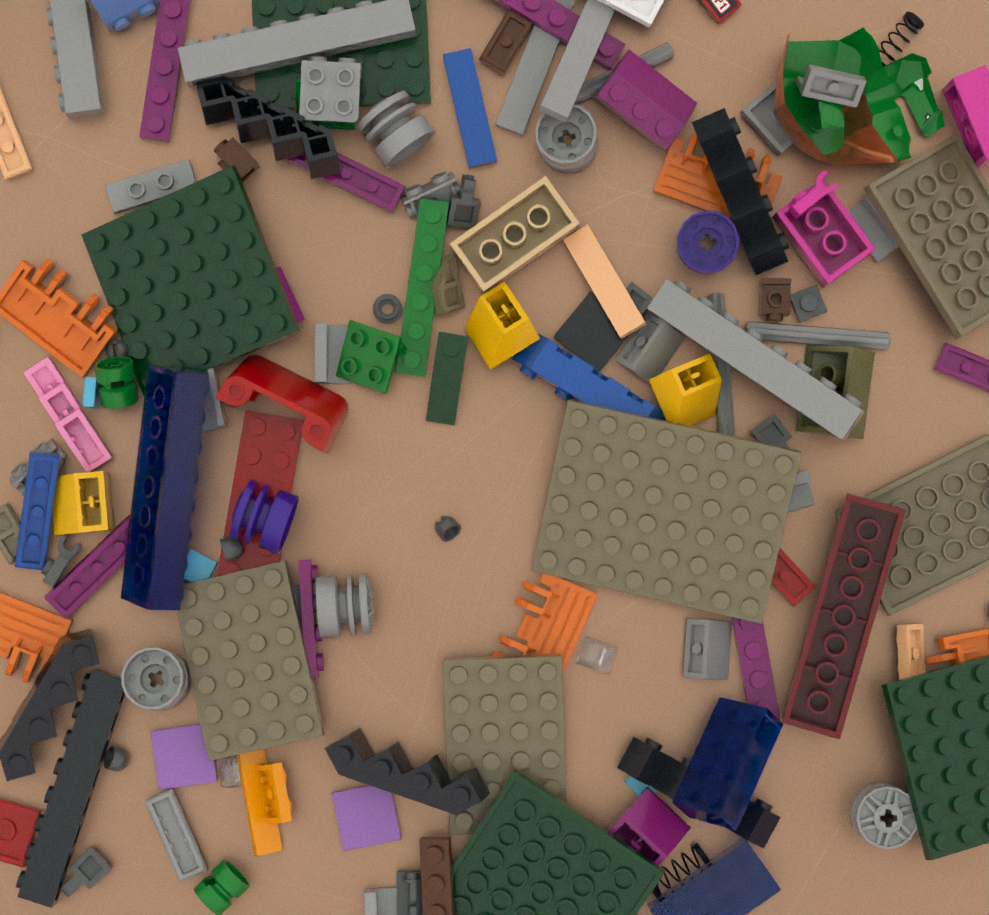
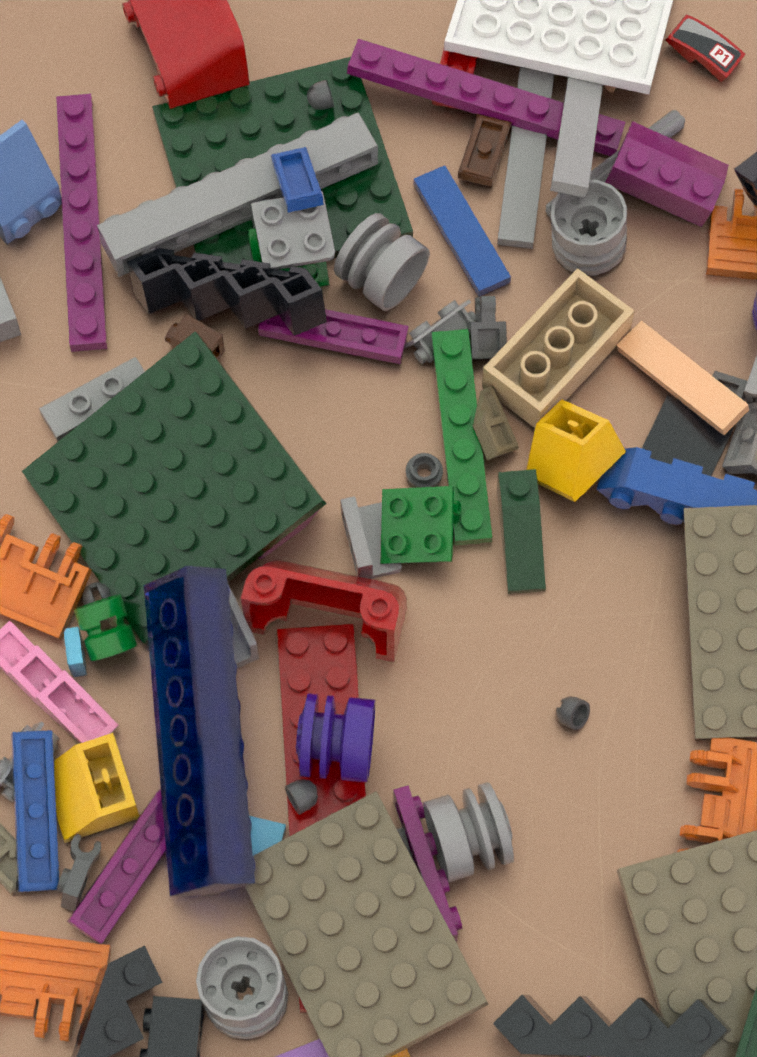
camera: 10 degrees left, 20 degrees down
(341, 49) = (297, 179): none -> blue tile

